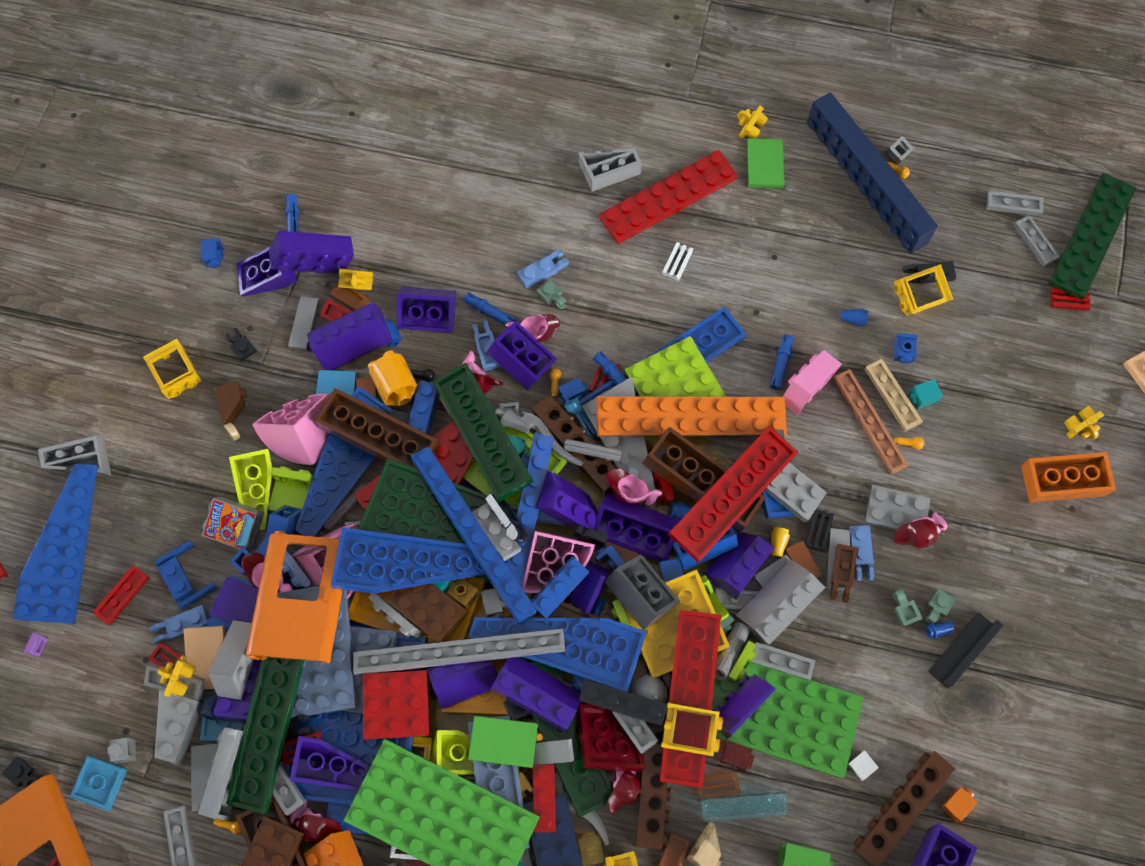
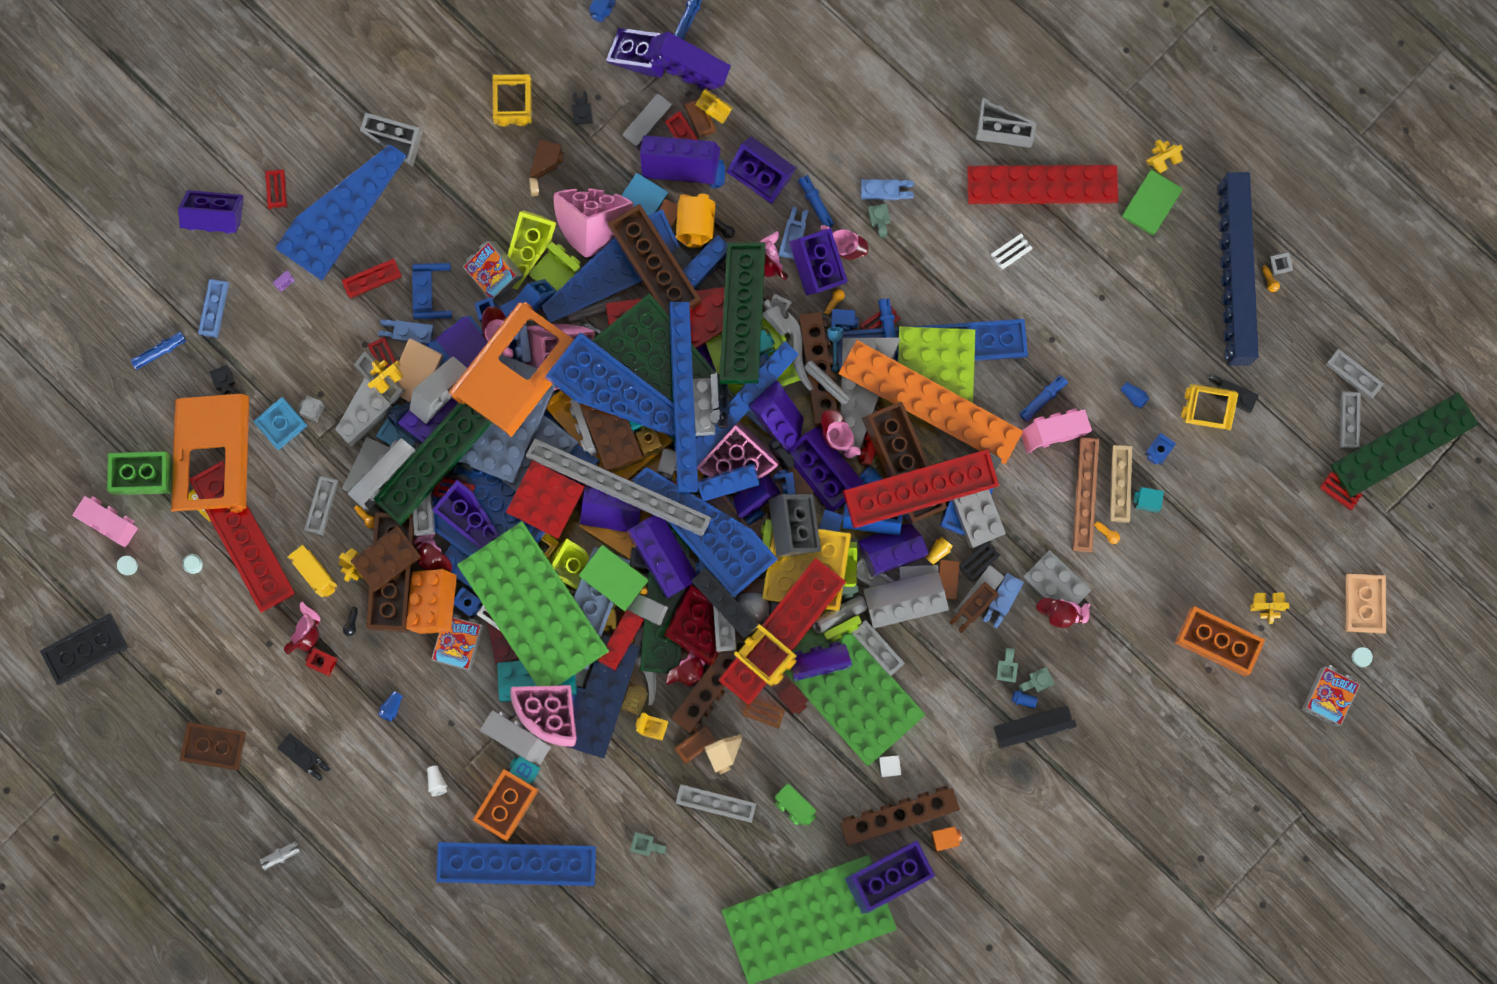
camera: 25 degrees right, 10 degrees up
(366, 851) = (459, 602): none -> blue brick
(744, 806) = (775, 740): clear light blue plate -> none

